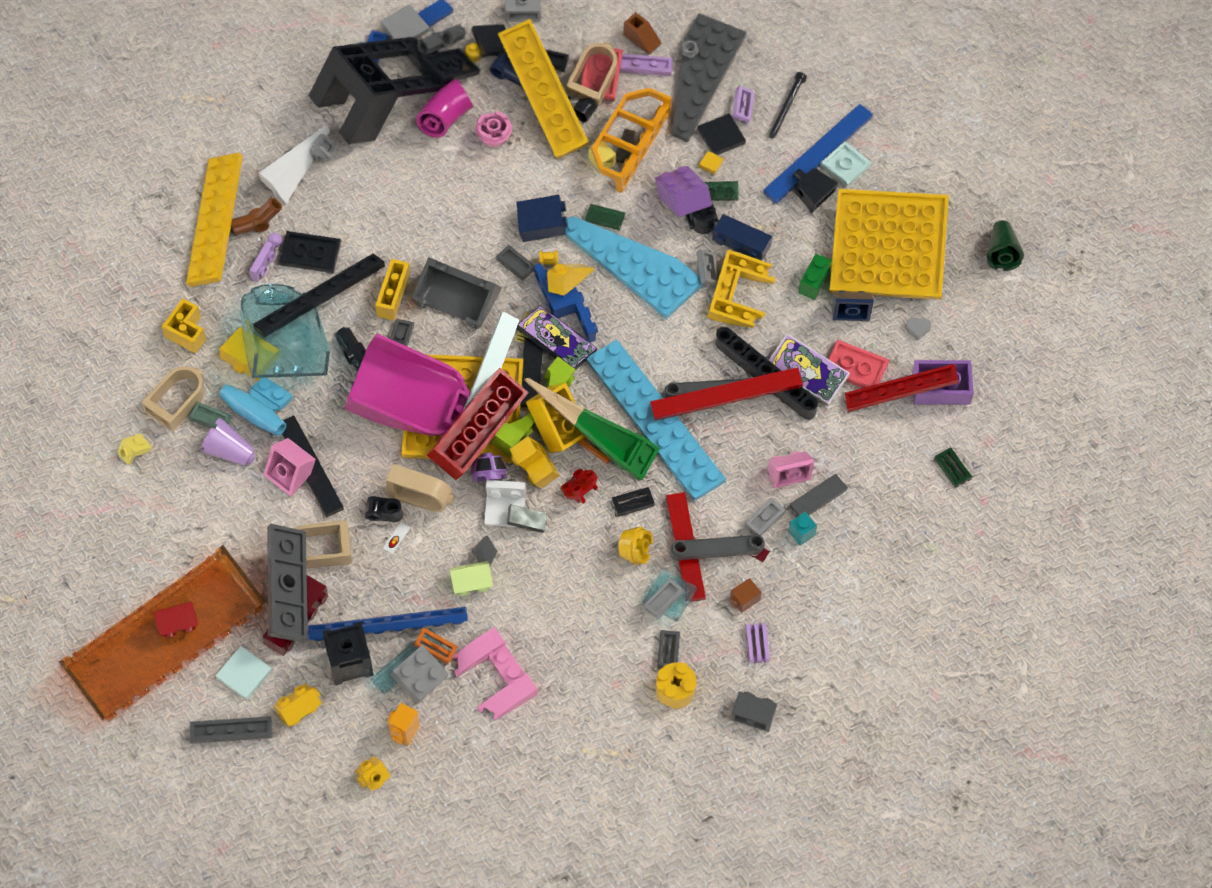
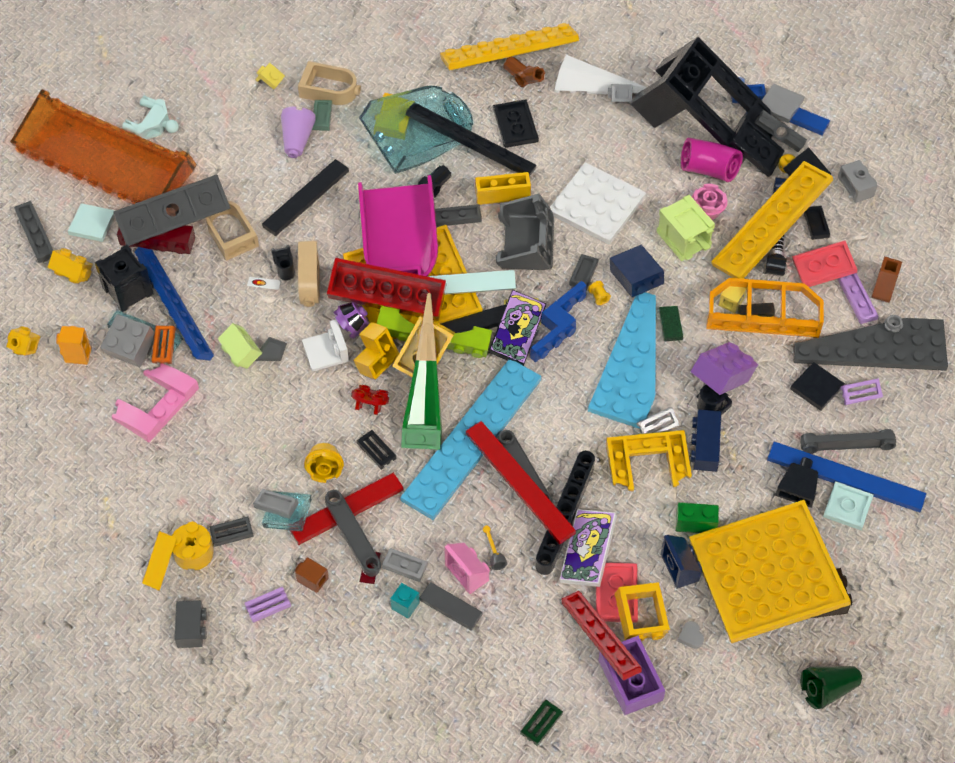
camera: 70 degrees right, 5 degrees down
(139, 571) = (155, 121): none -> light aqua connector
(175, 619) = (118, 155): red brick -> none
(182, 327) = (394, 61): yellow brick -> none
(259, 405) = (342, 138): medium azure plate -> none
(265, 256) = (493, 93): lavender plate -> none
(288, 466) = (295, 178): bright pink slope -> none
(442, 221) = (597, 203): none -> white plate
(515, 159) = (685, 228): none -> yellowish green container
(527, 518) = (318, 368): tile -> none
(565, 277) = (582, 308): yellow slope -> none
(581, 91) = (815, 268): tan window -> none
(681, 716) = (159, 560): none -> yellow sticker
(711, 163) = (780, 388): yellow tile -> none
(723, 190) = (750, 405): clear green plate -> none
(789, 443) = (497, 560): none -> dark grey hinge
(797, 109) = (883, 439): none -> dark grey piece
(799, 78) = (923, 430): black bar -> none
(884, 363) = (637, 592): none -> yellow window

